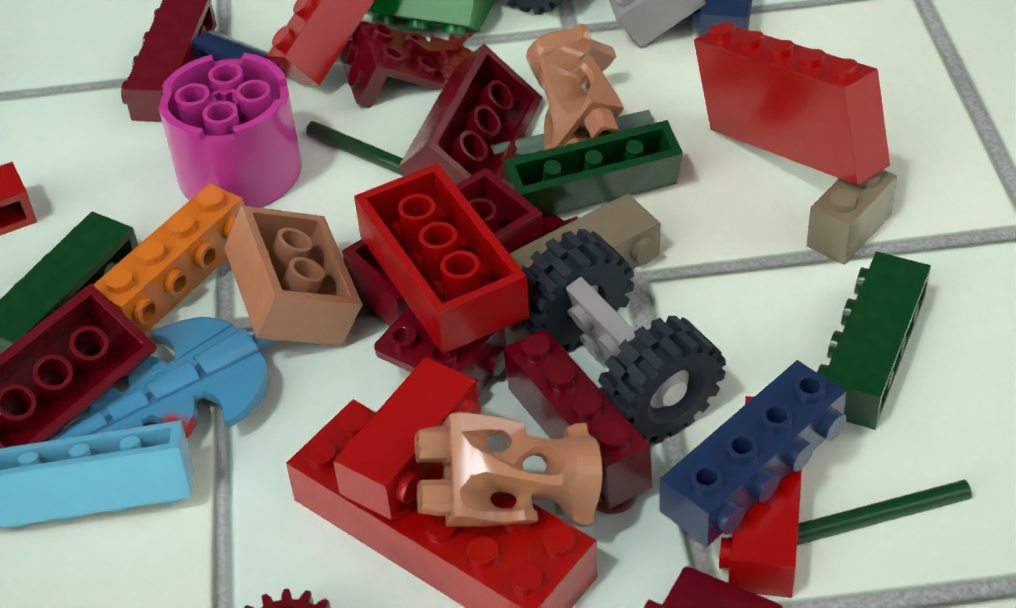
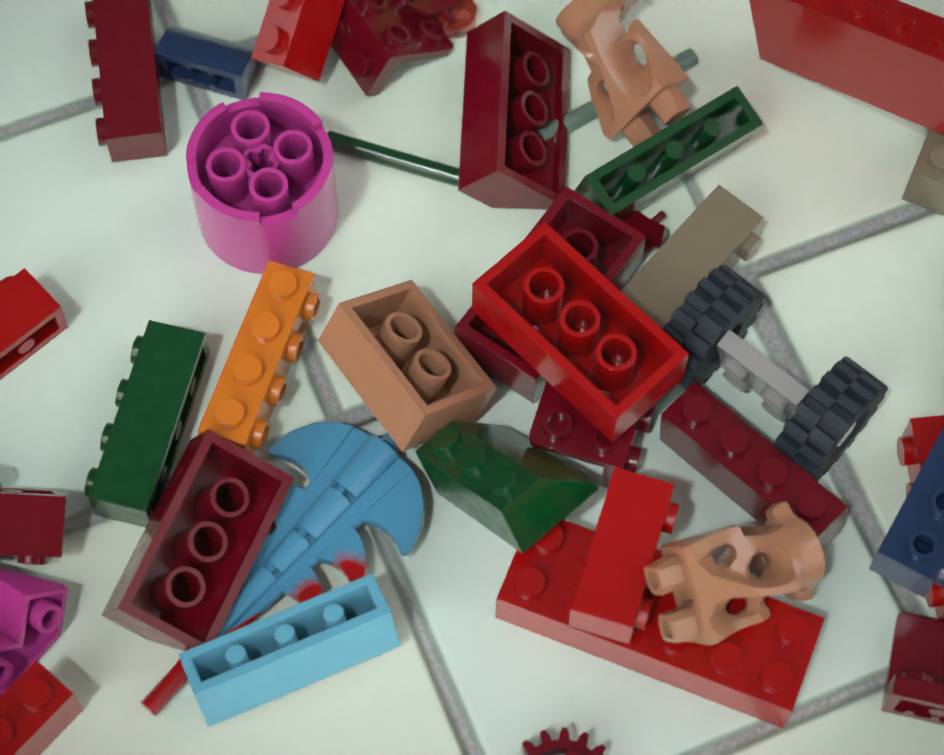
camera: 20 degrees left, 20 degrees up
(331, 373) = (503, 480): none -> dark green slope

